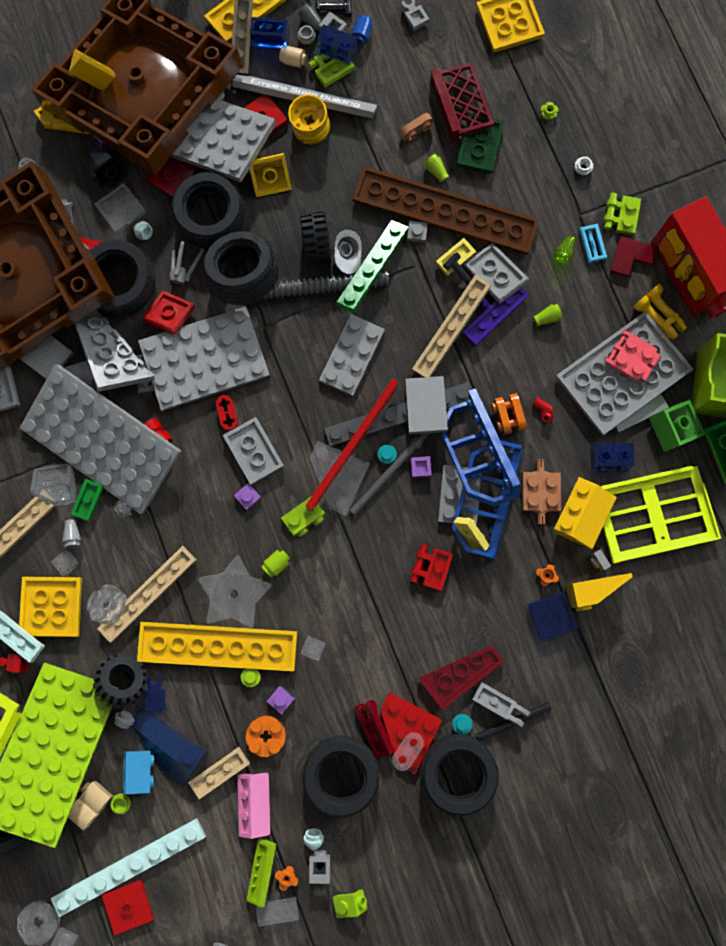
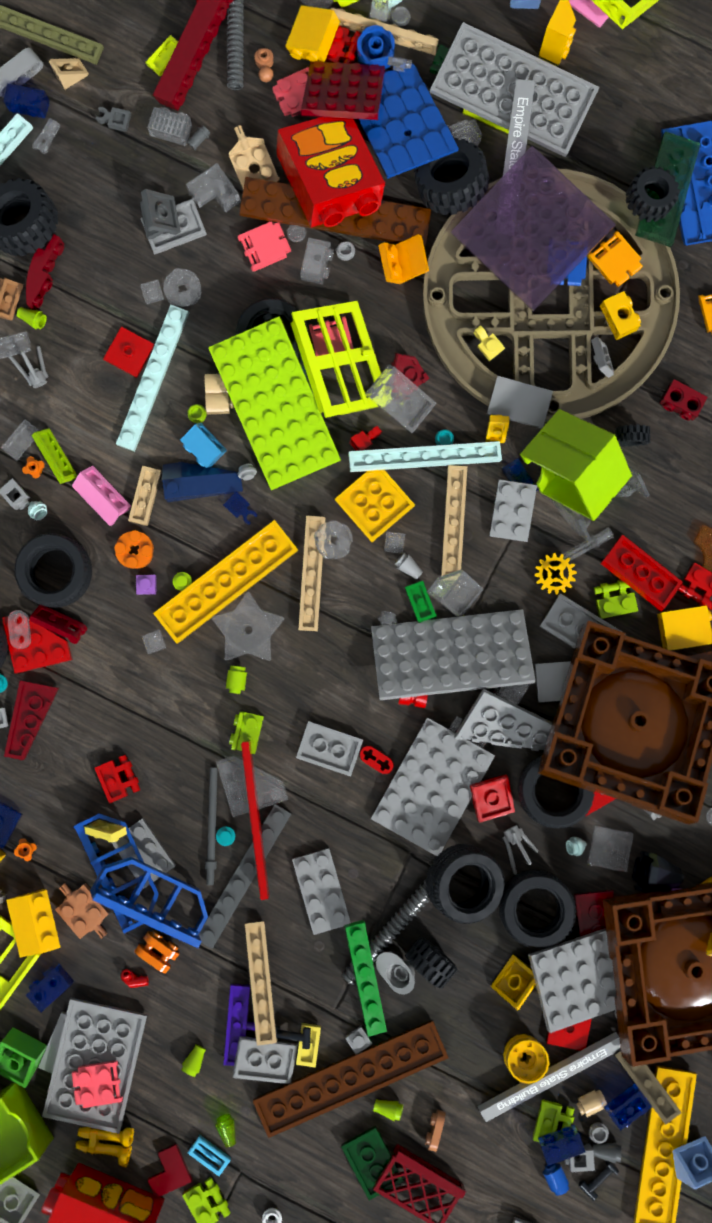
camera: 140 degrees right, 5 degrees up
(108, 692) = (266, 509): black tyre -> none
(247, 496) = (303, 710): medium lavender plate -> none
(421, 467) = (190, 849): medium lavender plate -> none
(426, 405) = (226, 901): light grey tile -> none

